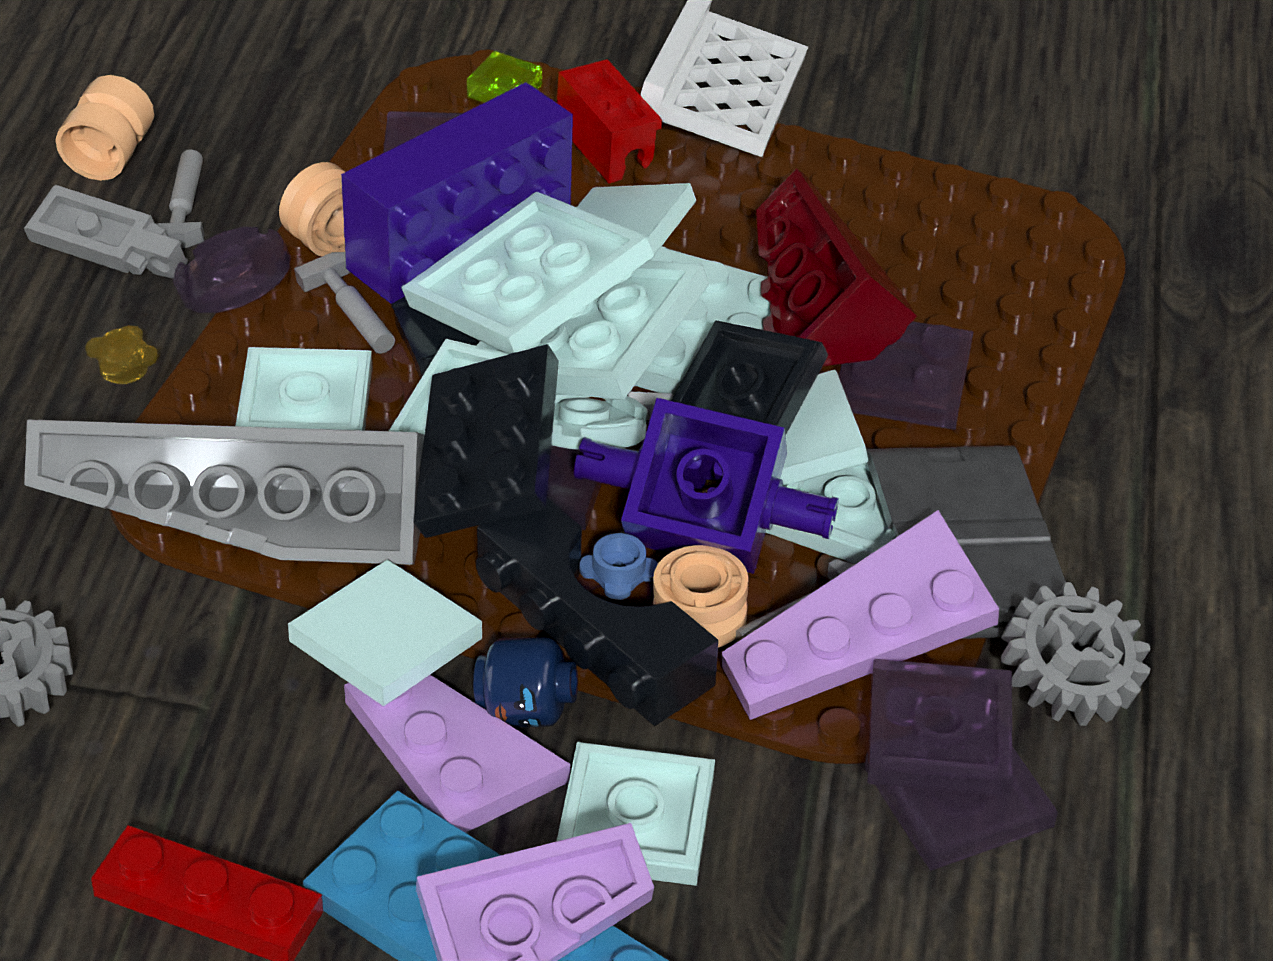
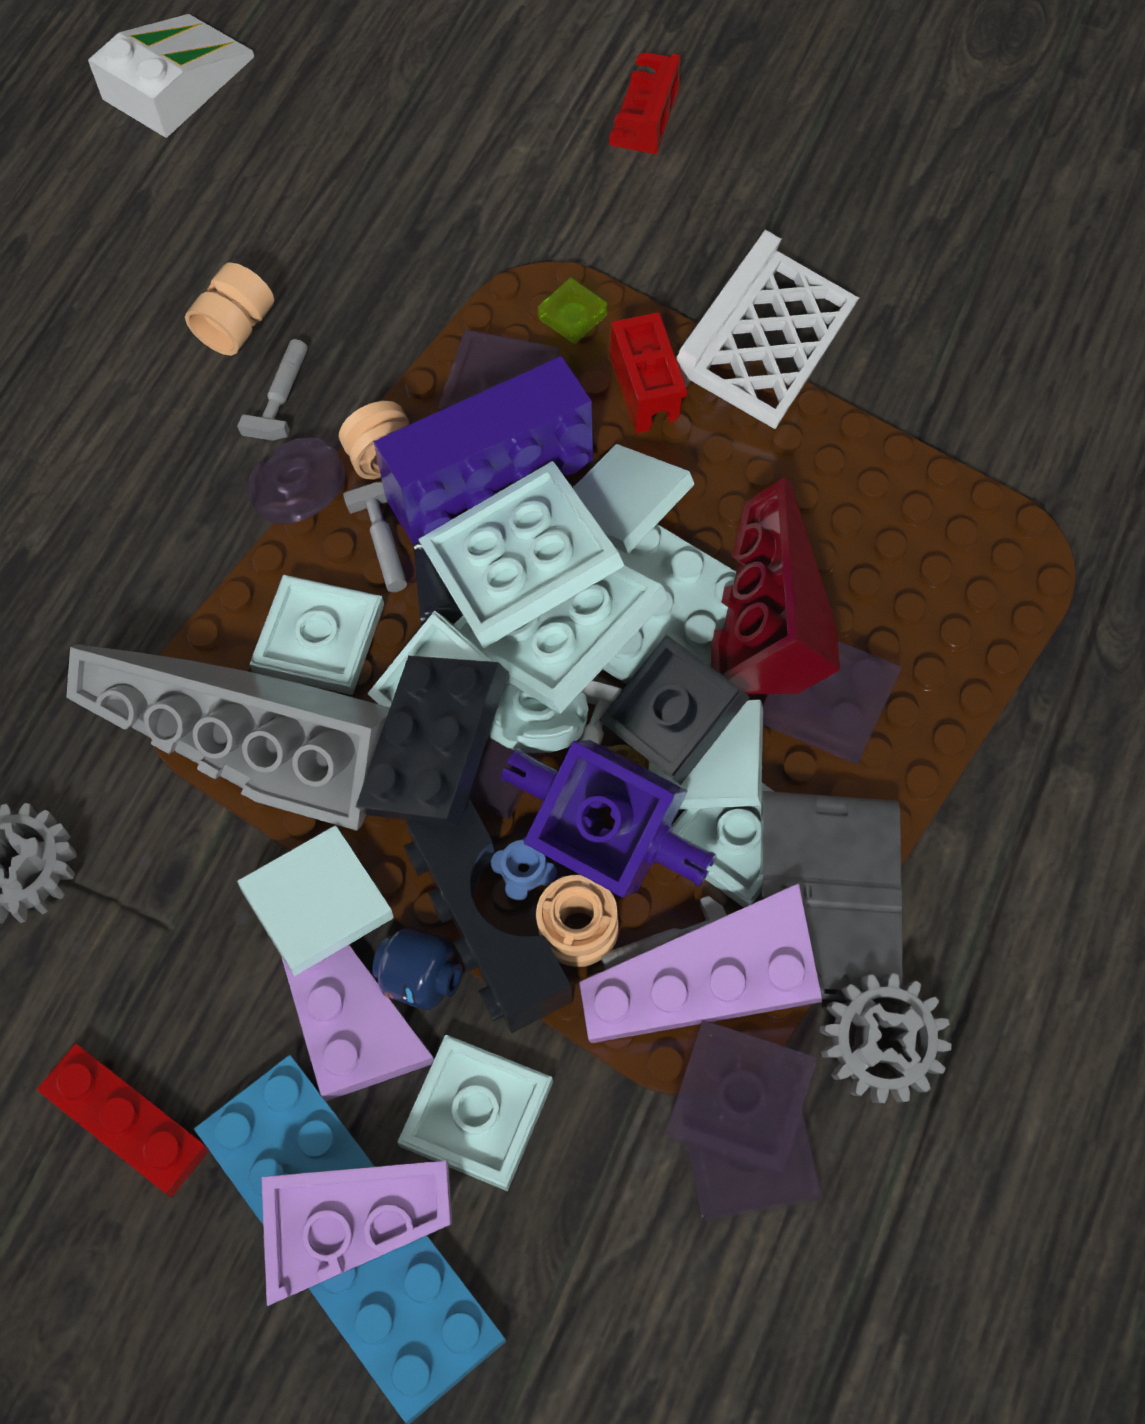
camera: 20 degrees right, 20 degrees up
(103, 233) = (203, 422): light grey hinge -> none
(122, 354) = (193, 563): clear yellow plate -> none

